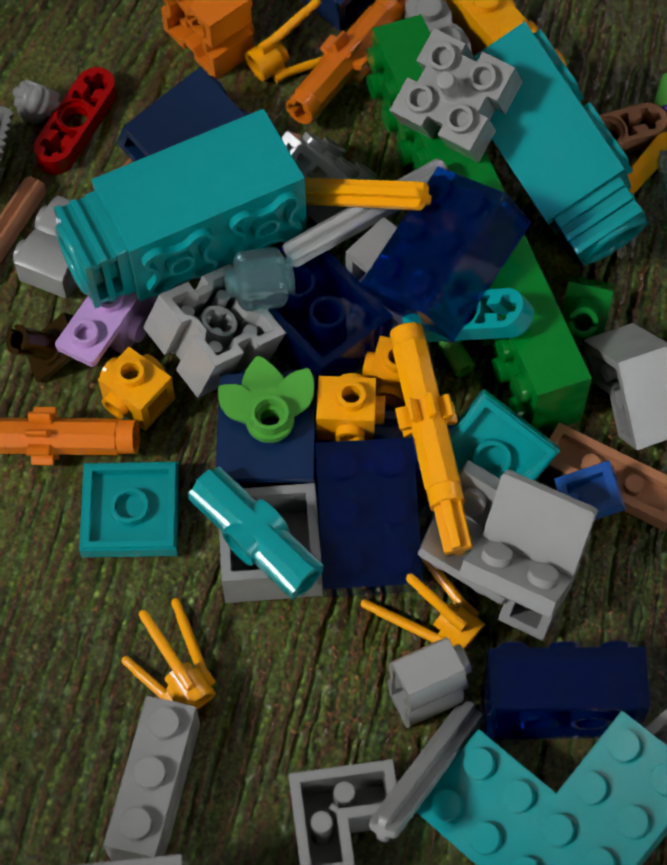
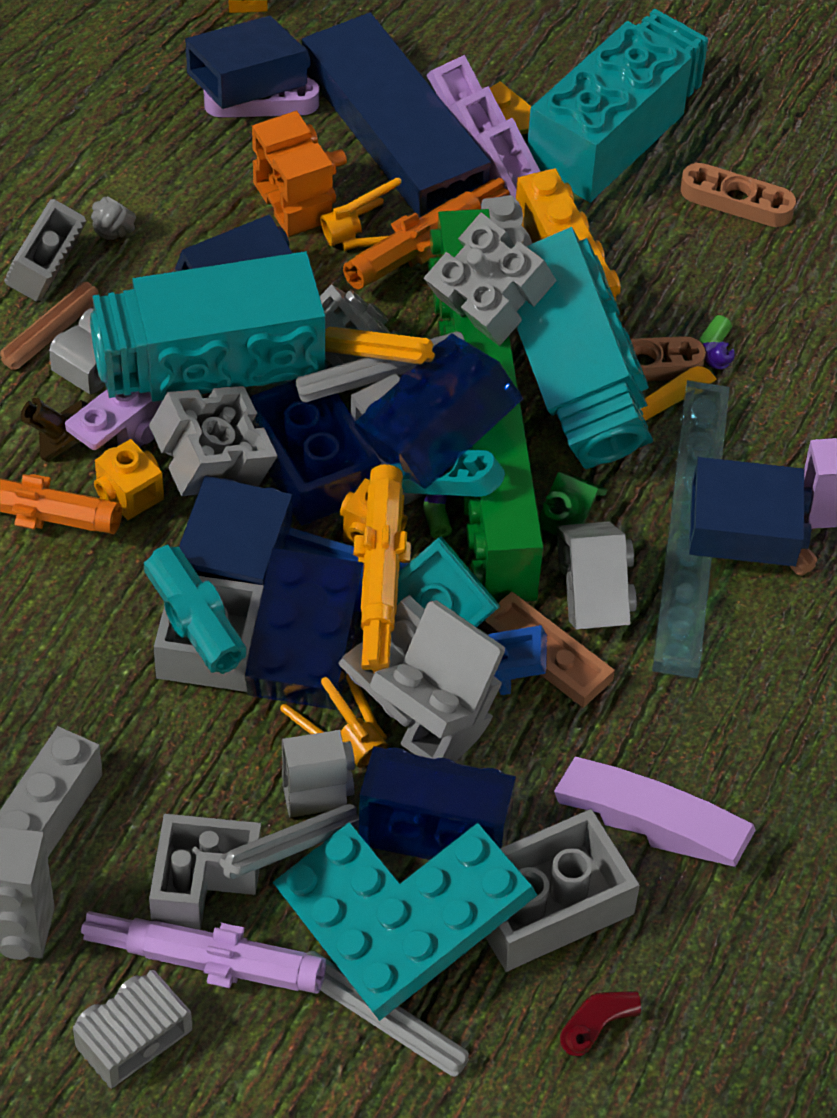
camera: 10 degrees right, 10 degrees down
(75, 138) = (139, 259): red beam -> none
(130, 509) = (92, 581): teal plate -> none
(184, 682) = (97, 726): light orange plant -> none
(260, 279) = (264, 401): clear light blue head -> none
(266, 395) = (240, 500): bright green plate -> none
(348, 408) = (315, 528): light orange brick -> none

